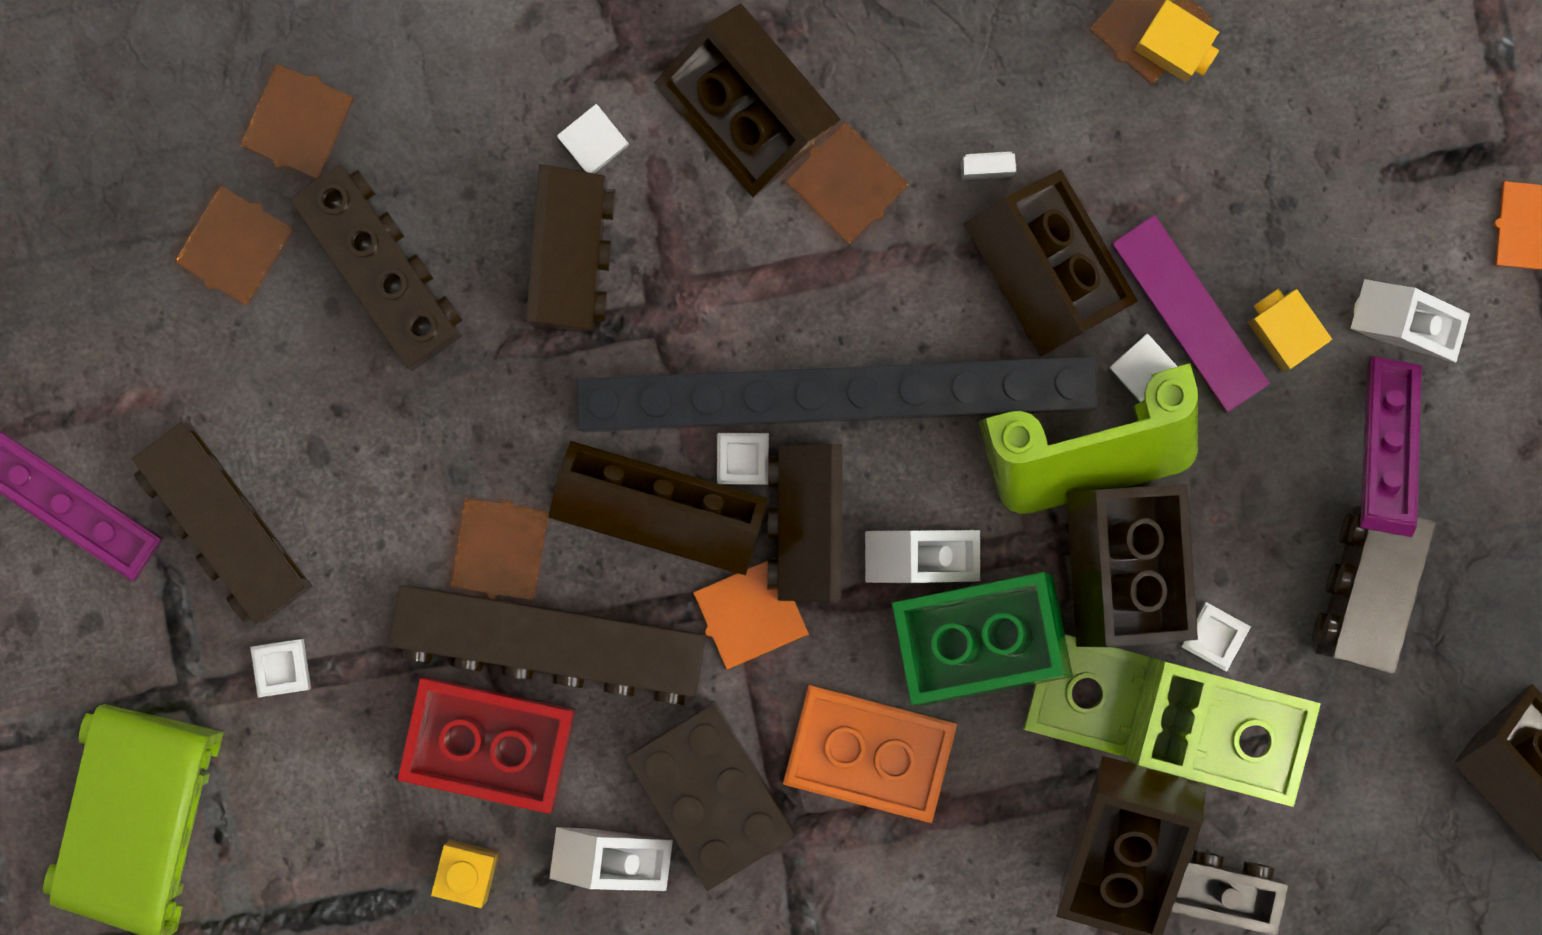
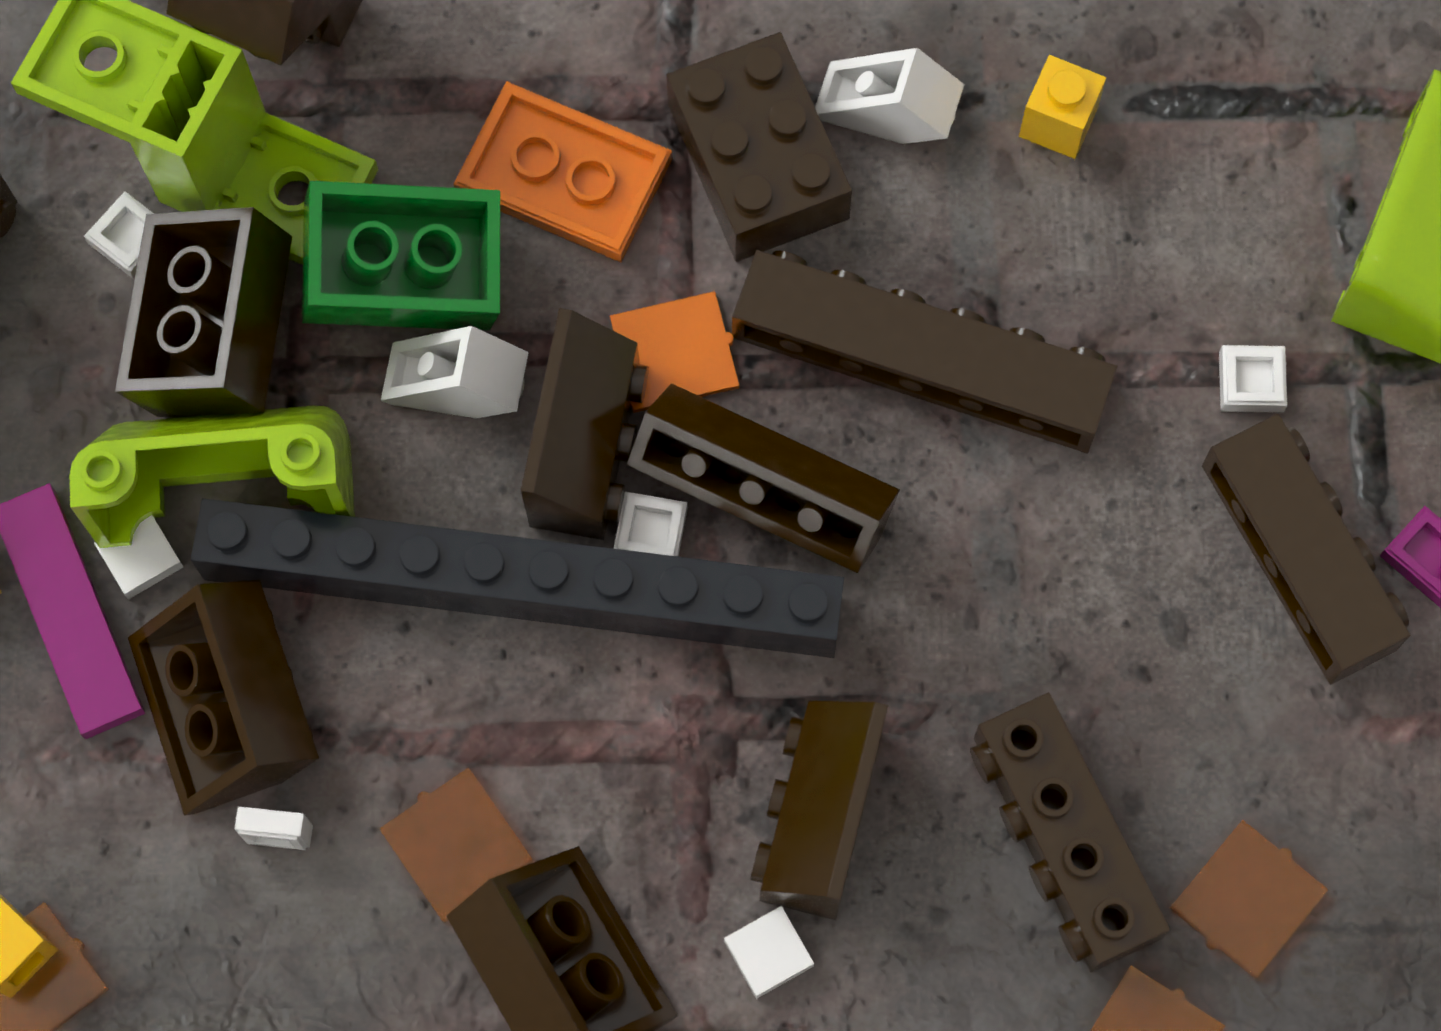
camera: 175 degrees left, 15 degrees down
(487, 744) = (1013, 240): red brick -> none
(500, 549) = (965, 474): clear orange piece -> none

